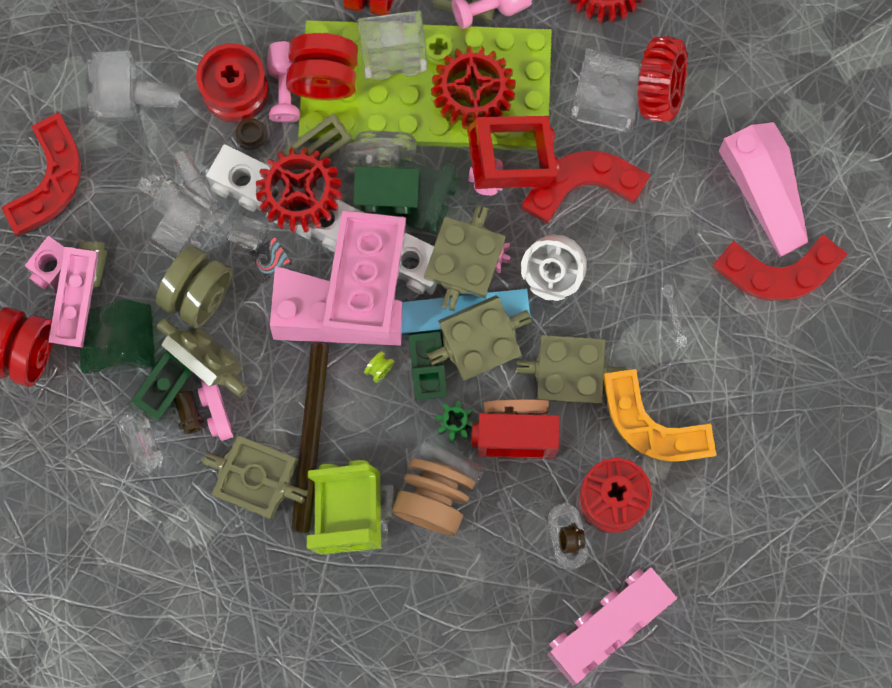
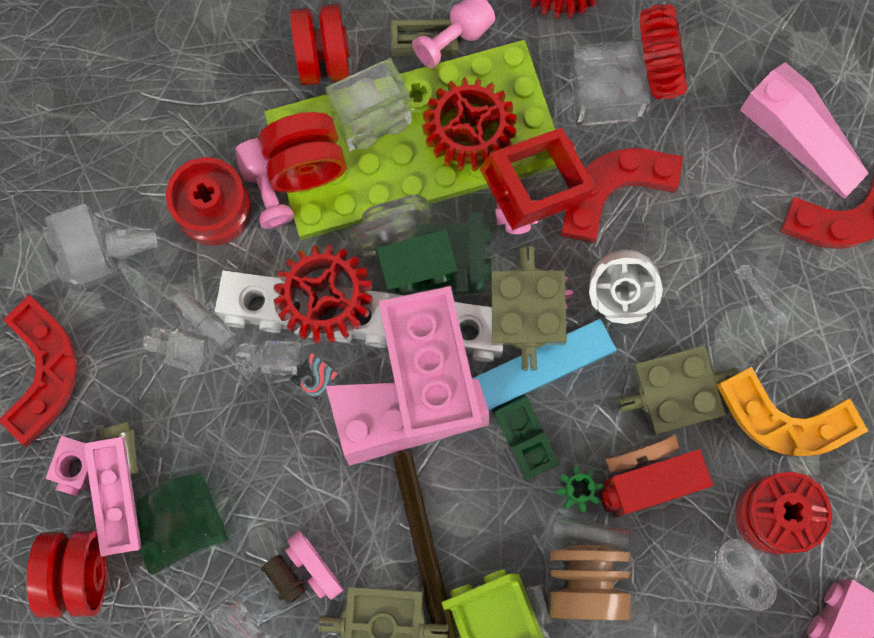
camera: 20 degrees left, 0 degrees up
(159, 387) = (244, 561): dark green brick -> none
(184, 223) = (208, 372): clear brick -> none
(194, 286) = (243, 438): olive wheel -> none
(203, 356) = (279, 513): olive plate -> none
(251, 134) = (247, 250): dark brown plate -> none
(339, 127) = (340, 213): olive tile -> none
(379, 367) = (474, 457): lime bush -> none
(479, 337) = (571, 389): olive plate -> none
(571, 539) = (756, 578): dark brown plate -> none

